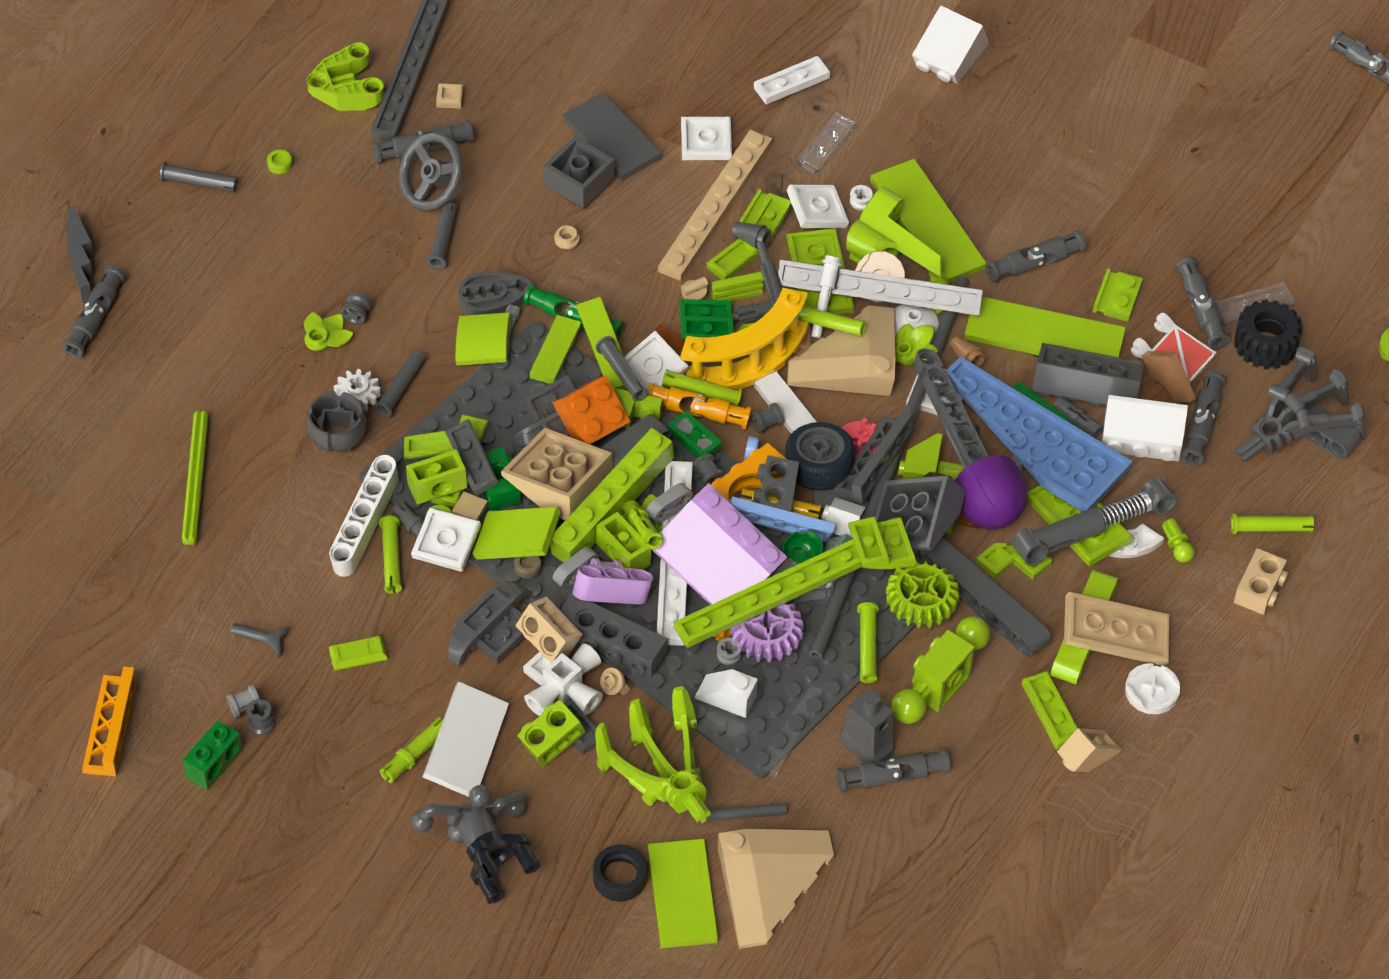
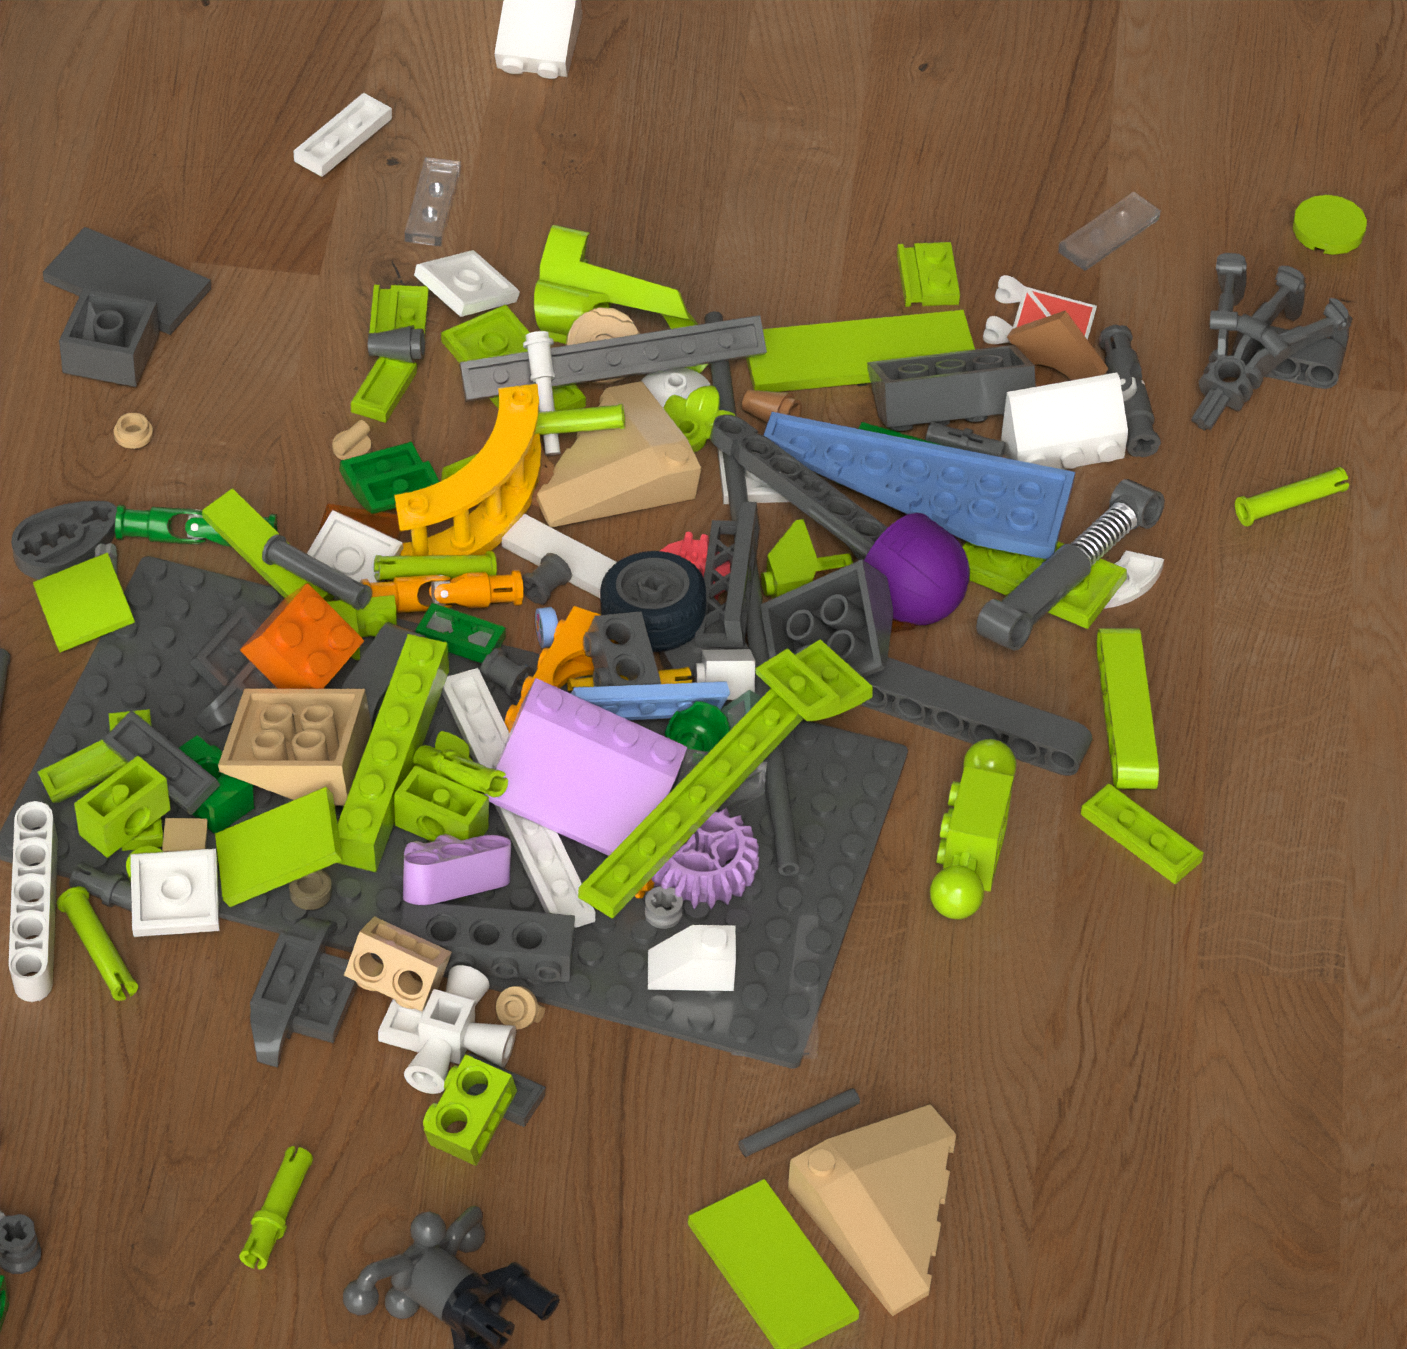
camera: 25 degrees left, 5 degrees down
(358, 653) = (116, 1101): lime tile -> none
(465, 739) = (346, 1166): white tile -> none
(555, 349) = (197, 583): lime tile -> none
(566, 572) = (384, 868): light grey beam -> none
(623, 854) = (666, 1300): black tyre -> none
(669, 503) = (480, 729): light grey beam -> none
(679, 788) = (699, 1116): lime piece -> none
(706, 138) = (261, 244): white tile -> none
(715, 205) = (320, 327): tan plate -> none
(738, 287) = (413, 420): lime tile -> none
(751, 312) = (456, 443): dark grey piece -> none
(769, 274) = (459, 393): dark grey axle -> none
(857, 191) = (515, 264): white bush -> none
(868, 647) = (850, 826): lime pin -> none
(868, 728) = (920, 941): dark grey piece -> none
(882, 772) = (965, 996): dark grey piece -> none
(923, 601) = (892, 738): lime gear -> none
(930, 219) = (627, 250): lime tile -> none
(1002, 556) = (962, 657): lime tile -> none
(1038, 255) = (795, 257): dark grey piece -> none
(1088, 749) = (1223, 868): tan slope -> none
(1116, 629) = (1175, 694): tan tile -> none
(1152, 688) = (1258, 759): white tile -> none
(1183, 551) = (1198, 567): lime axle -> none
(1196, 290) = (1036, 241): dark grey piece -> none
(1257, 580) = (1322, 572): tan brick -> none
(1273, 319) = (1154, 259): black tyre -> none

